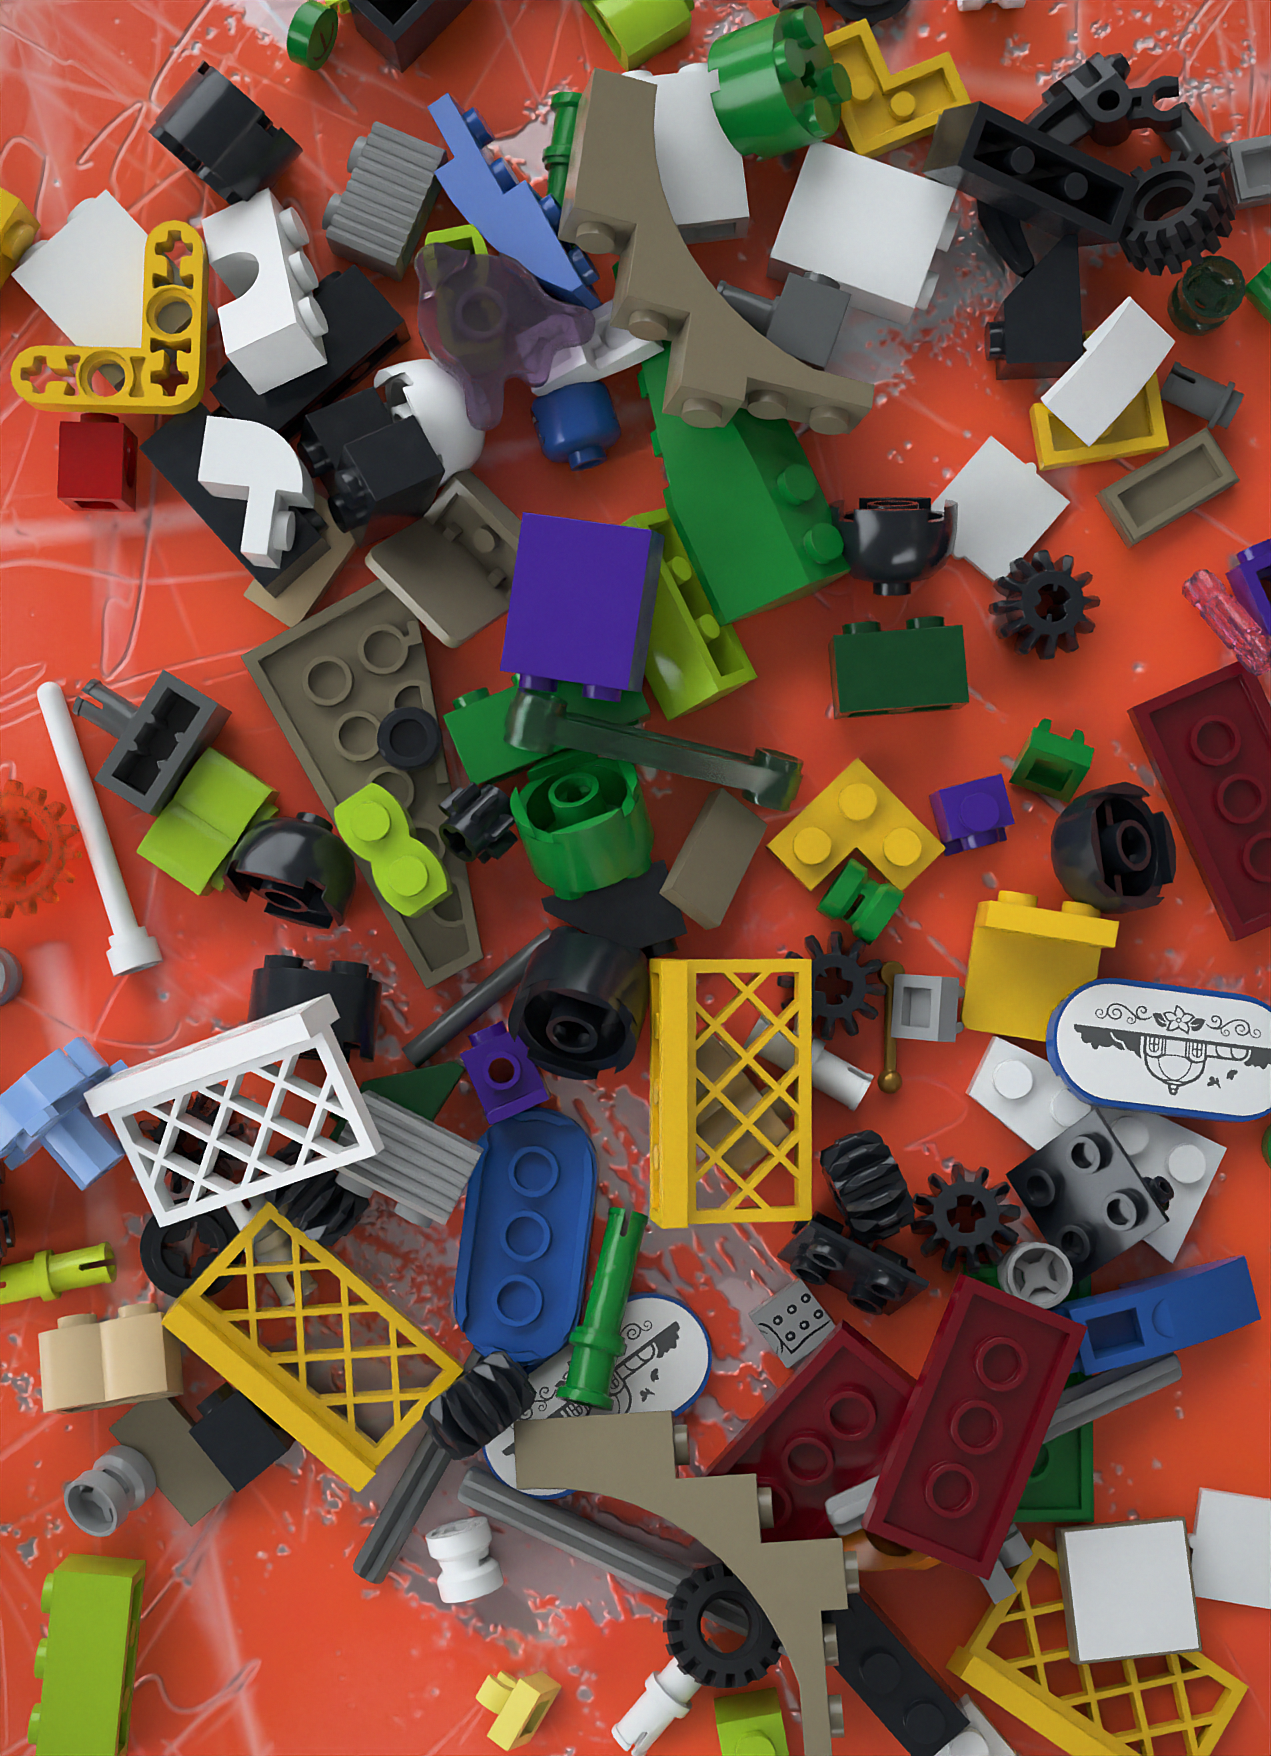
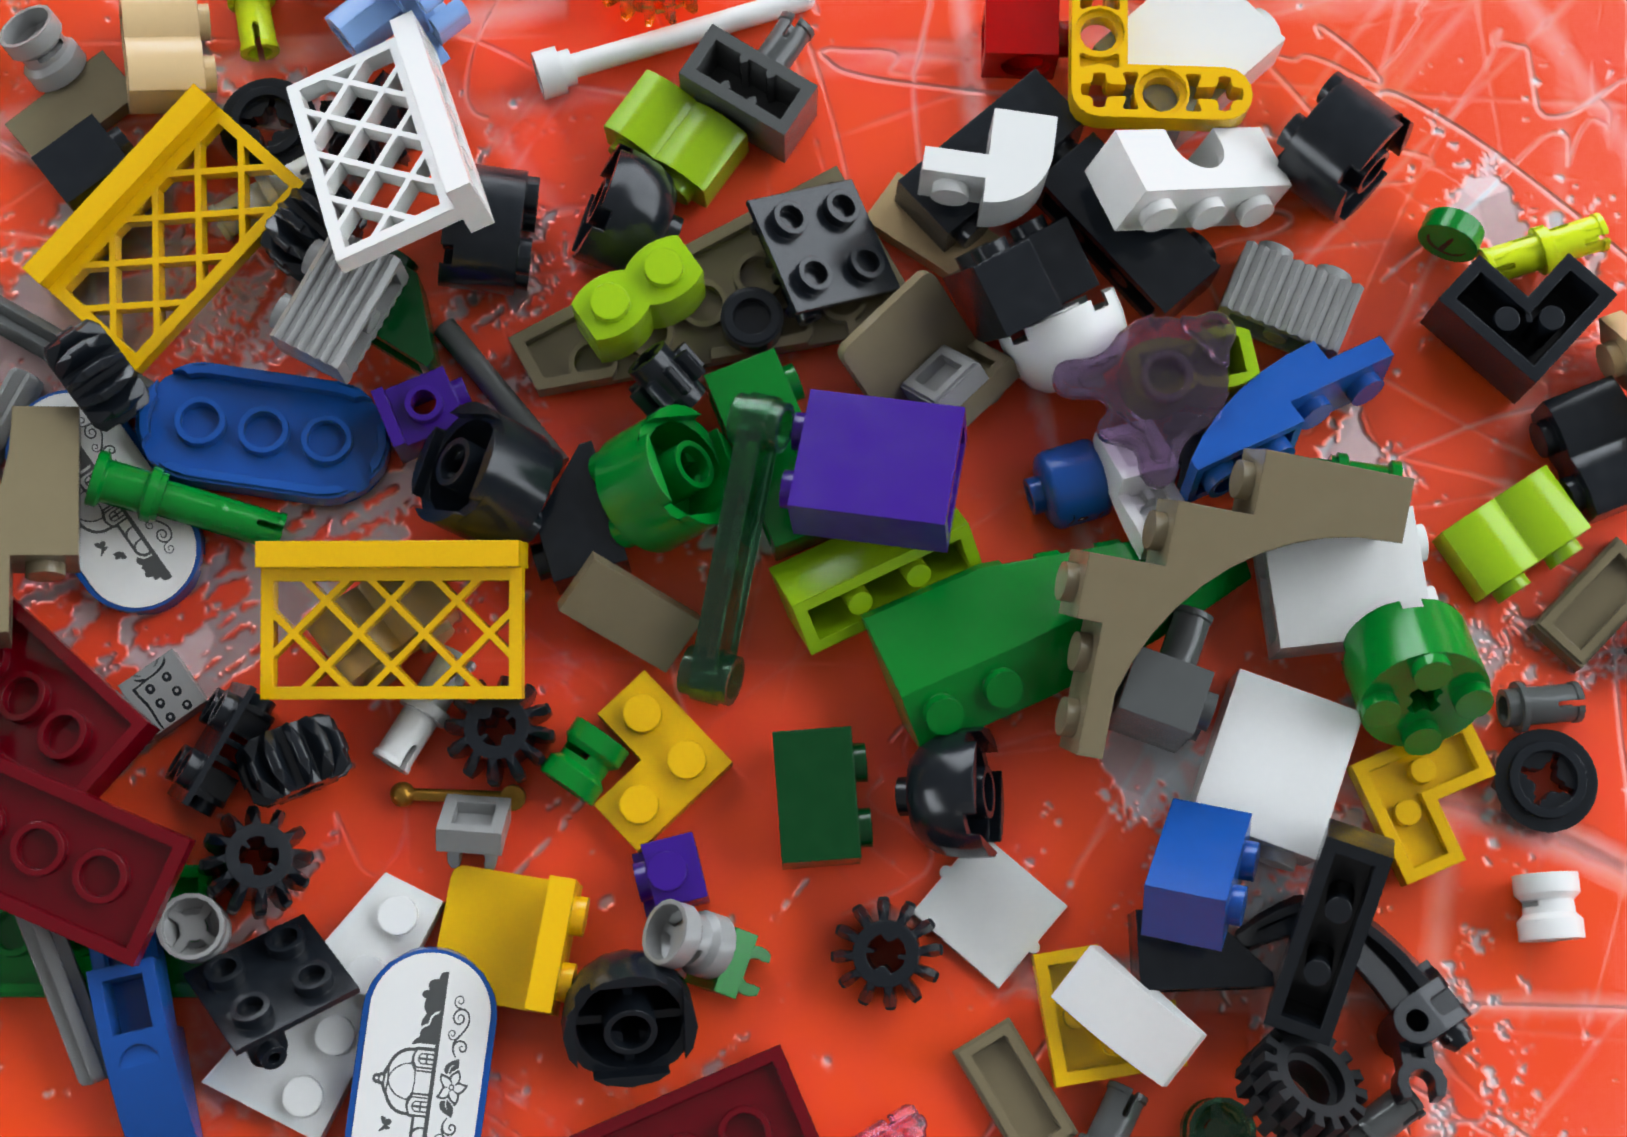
camera: 90 degrees right, 10 degrees down
(335, 667) = (821, 248): none -> black hinge
(477, 544) = (945, 378): none -> light grey tile
(981, 296) = (1198, 875): none -> blue brick
(1043, 790) = (698, 944): none -> light grey wheel

